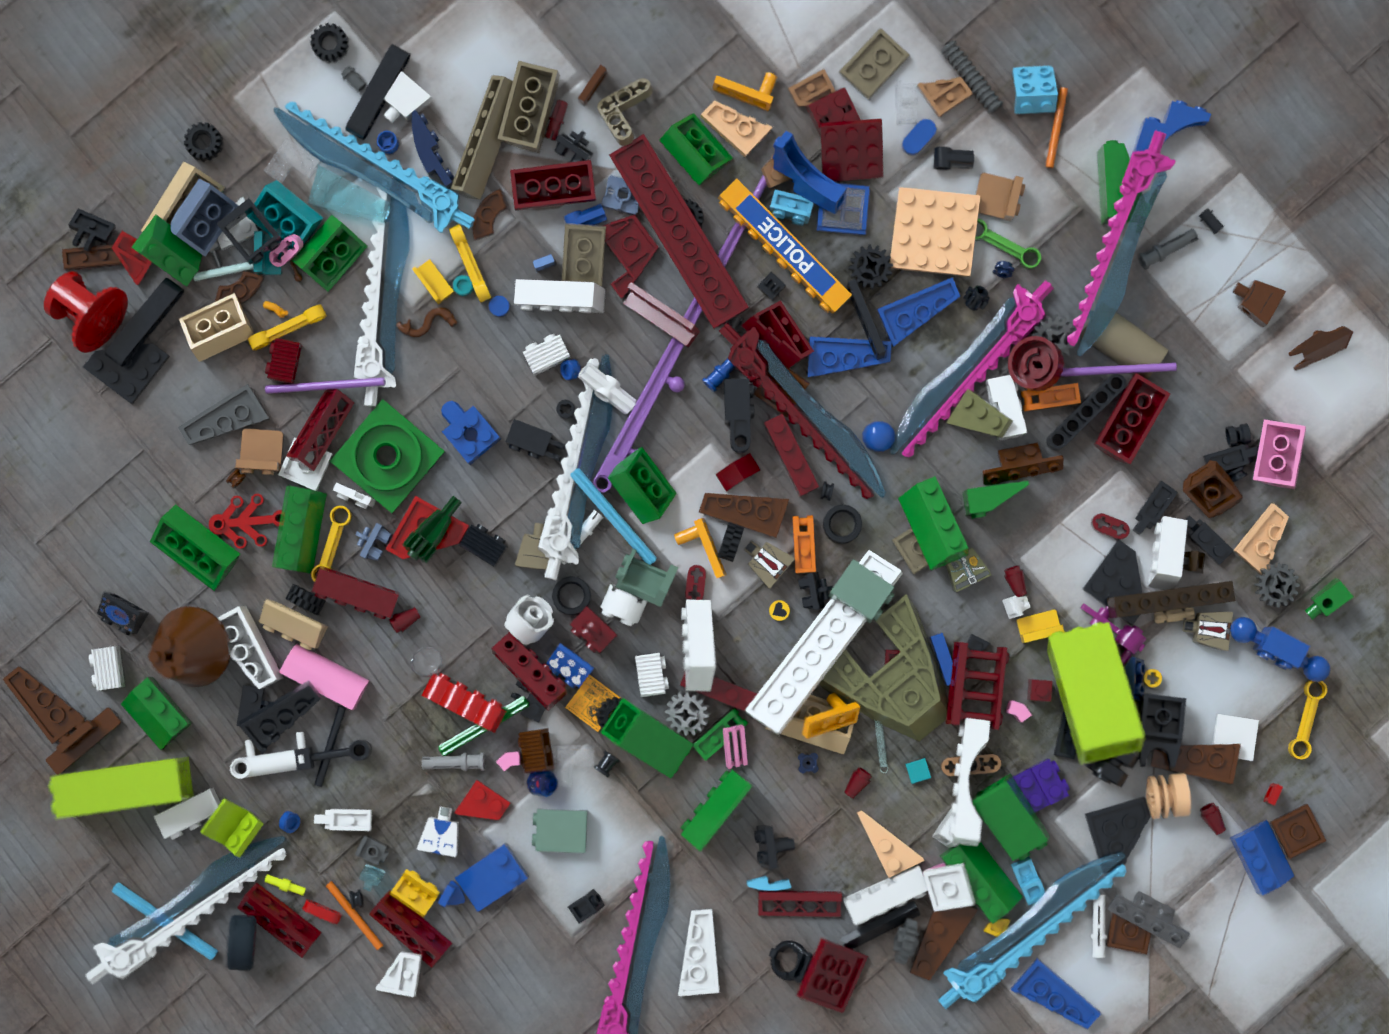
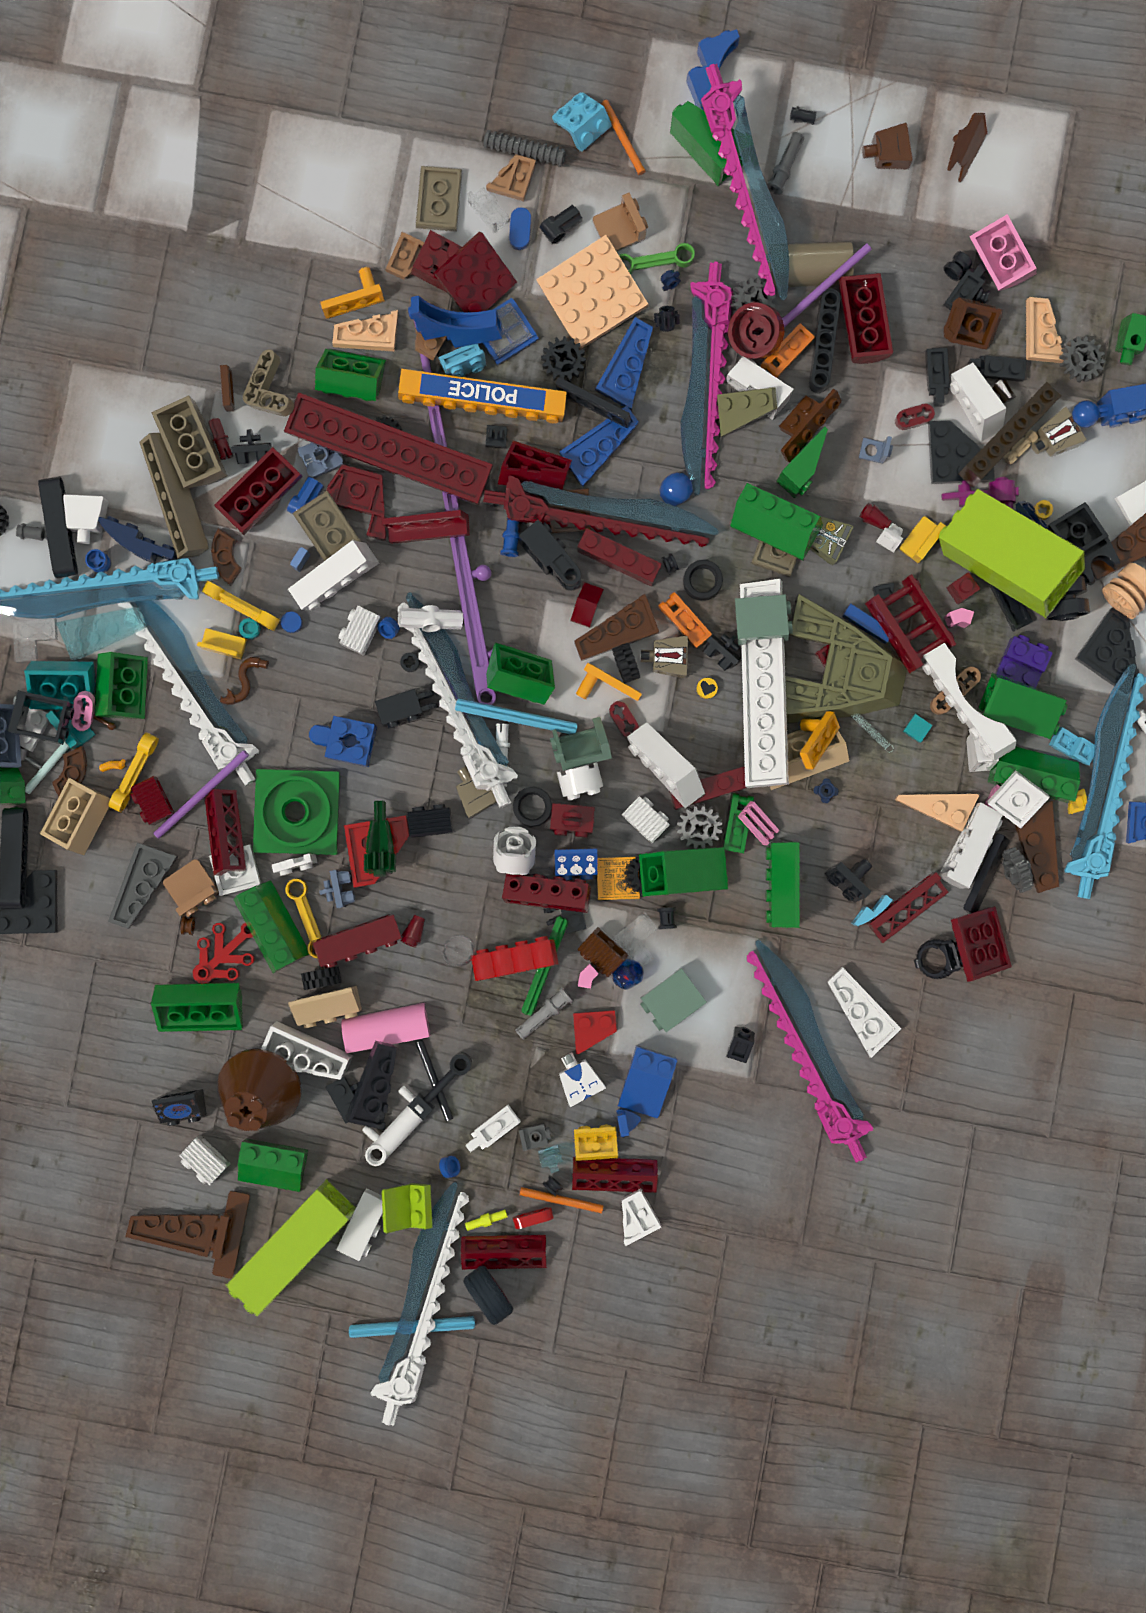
camera: 35 degrees left, 0 degrees up
(859, 780) = (877, 774): dark red cone -> none
(1064, 533) = (884, 450): none -> sand blue bracket

